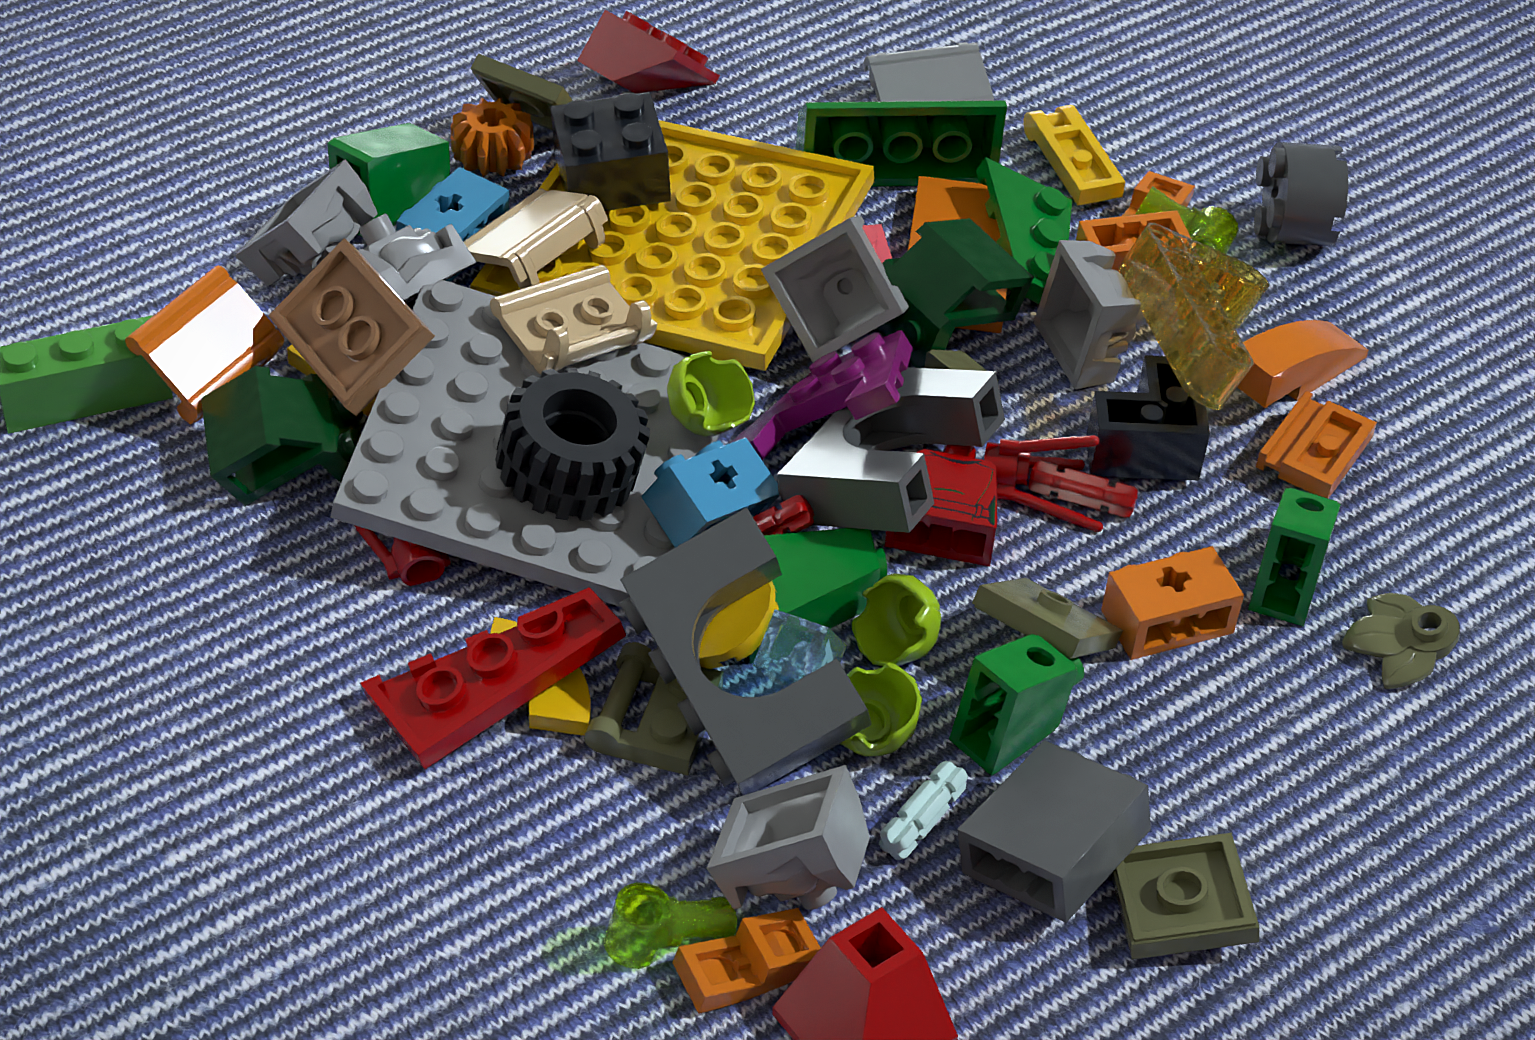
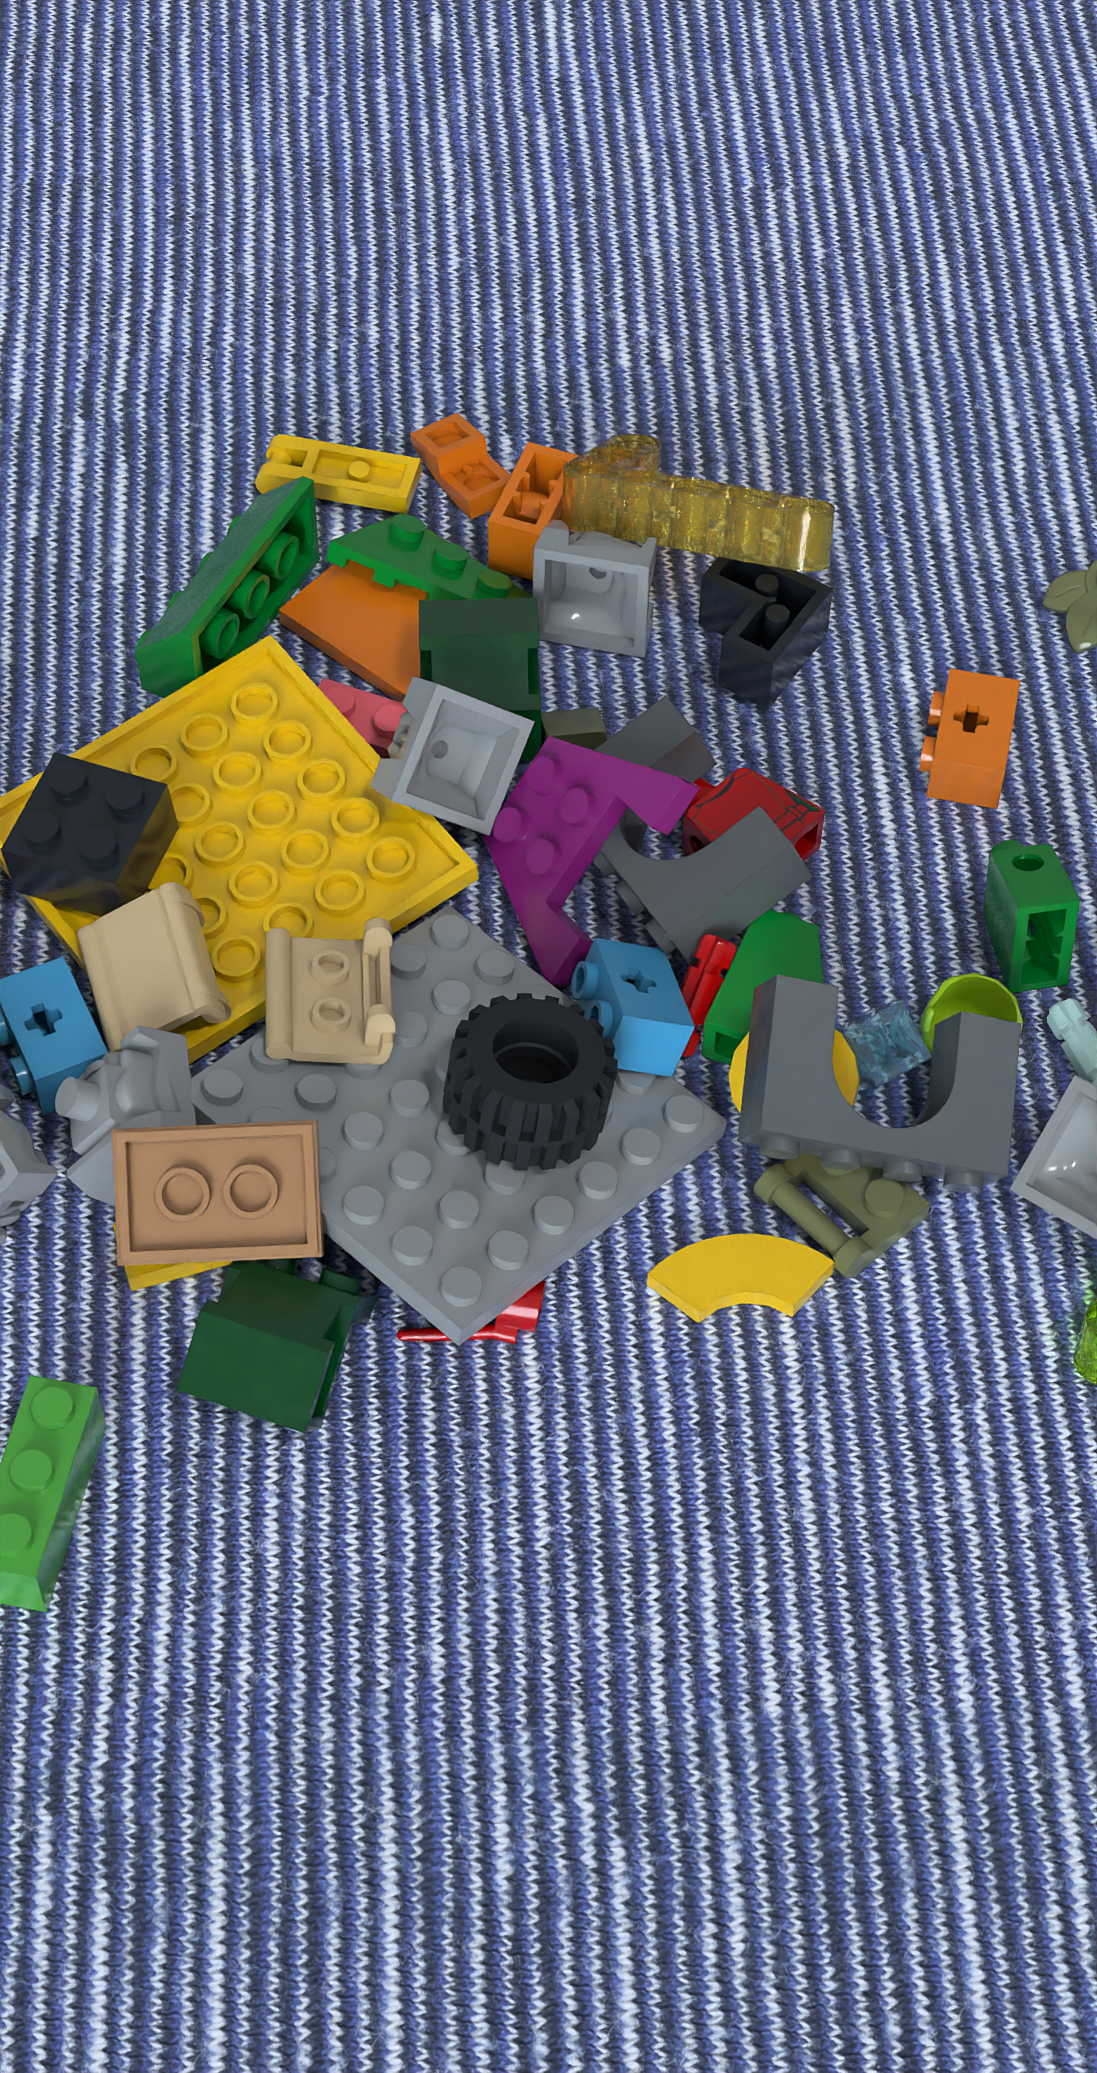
camera: 55 degrees left, 10 degrees up
(205, 339) = (103, 1344): piece -> none
(469, 690) = (737, 1329): red wing -> none
(710, 394) = (515, 937): lime hair -> none
(898, 621) = (875, 951): lime hair -> none
(930, 74) = (157, 526): light grey piece -> none
(1013, 465) = (733, 752): red plant -> none
(1047, 614) = (946, 835): olive plate -> none
(1083, 489) = (783, 723): red axle -> none
(1208, 226) = (504, 450): clear neon green pin -> none
(1297, 359) = (737, 455): orange slope -> none
(1300, 538) = (984, 613): green torso -> none
(1301, 194) = (553, 342): dark grey brick -> none
(1316, 445) = (864, 528): orange plate -> none

